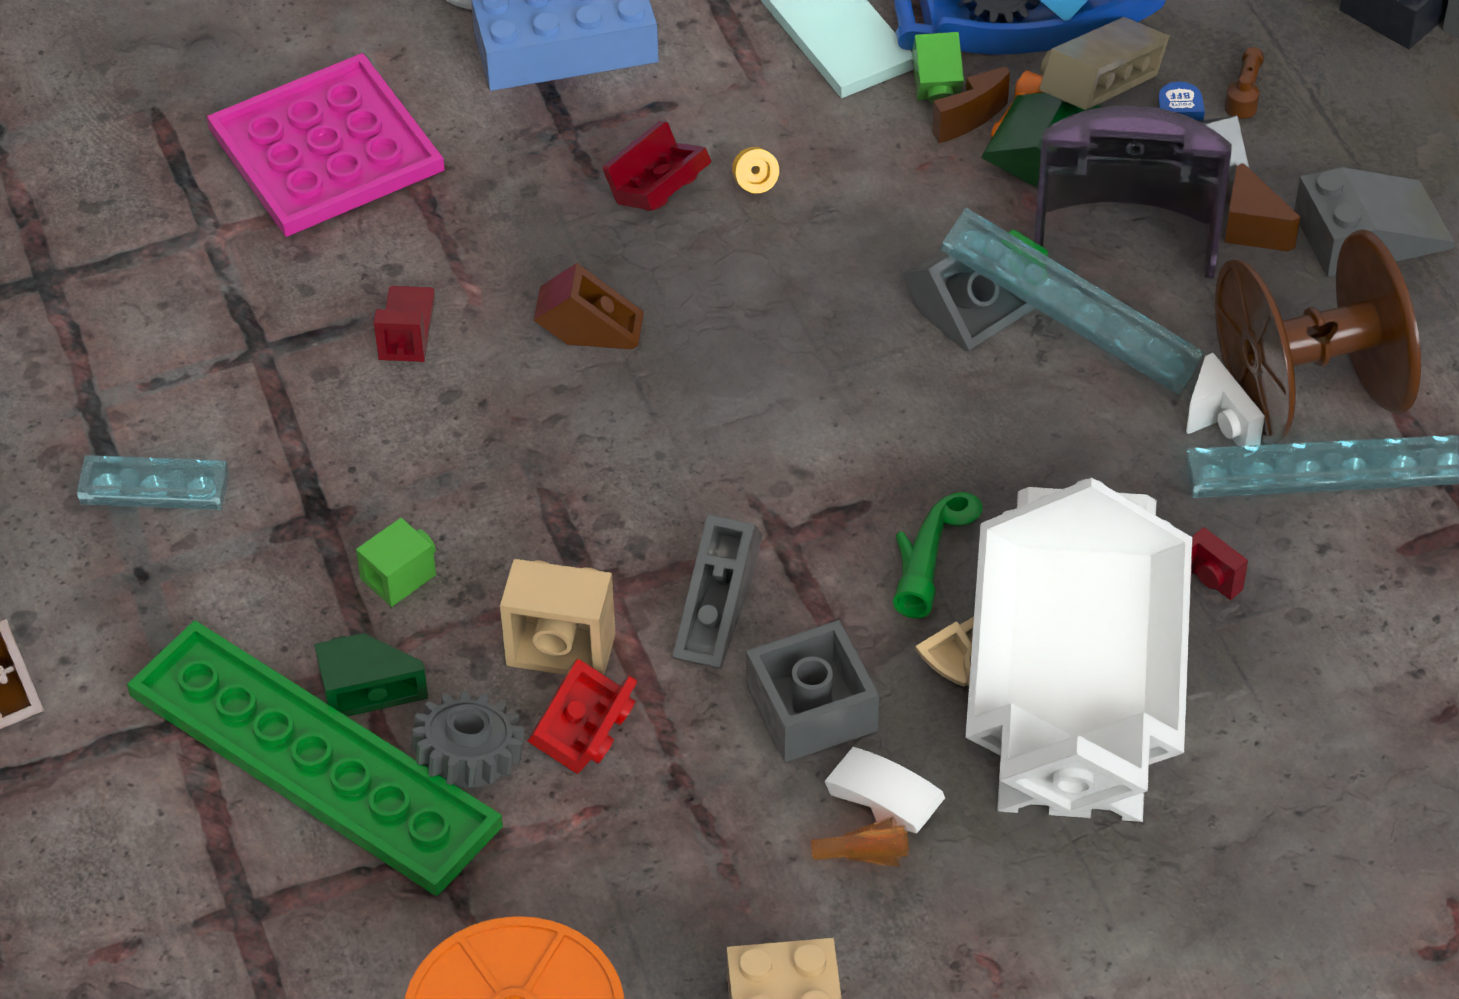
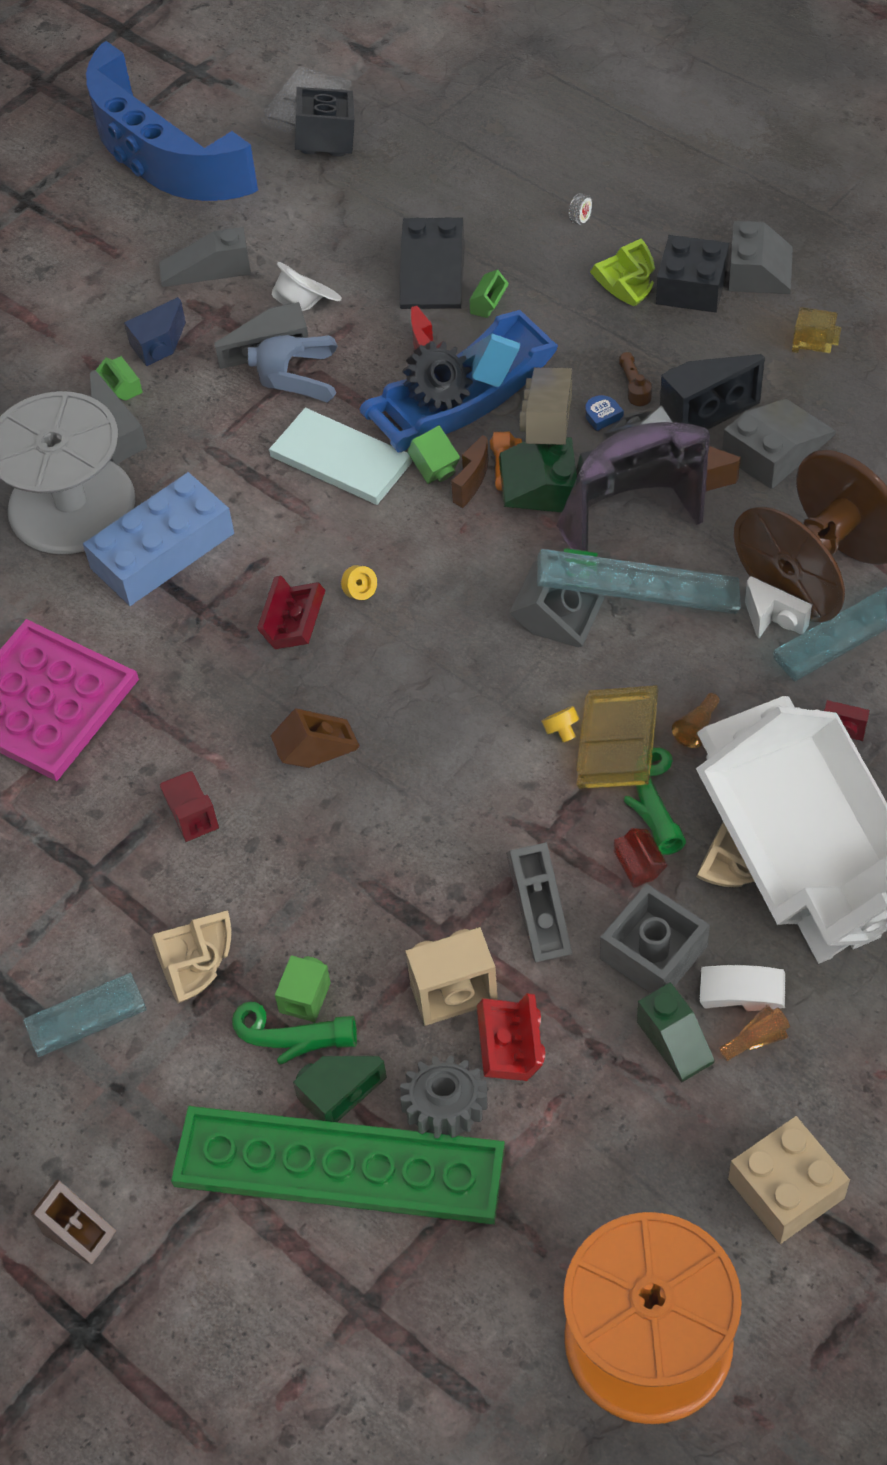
camera: 25 degrees left, 5 degrees up
(309, 475) = (193, 953): none -> tan brick
(359, 613) = (299, 1039): none -> green plant
(771, 796) = (674, 1031): none -> dark green slope
(868, 599) = (639, 856): none -> clear red piece
(880, 419) = (561, 722): none -> yellow tile
(933, 462) = (617, 737): none -> clear yellow piece
(1042, 479) = (686, 727): none -> clear orange cone
(1317, 127) = (712, 389): none -> black slope

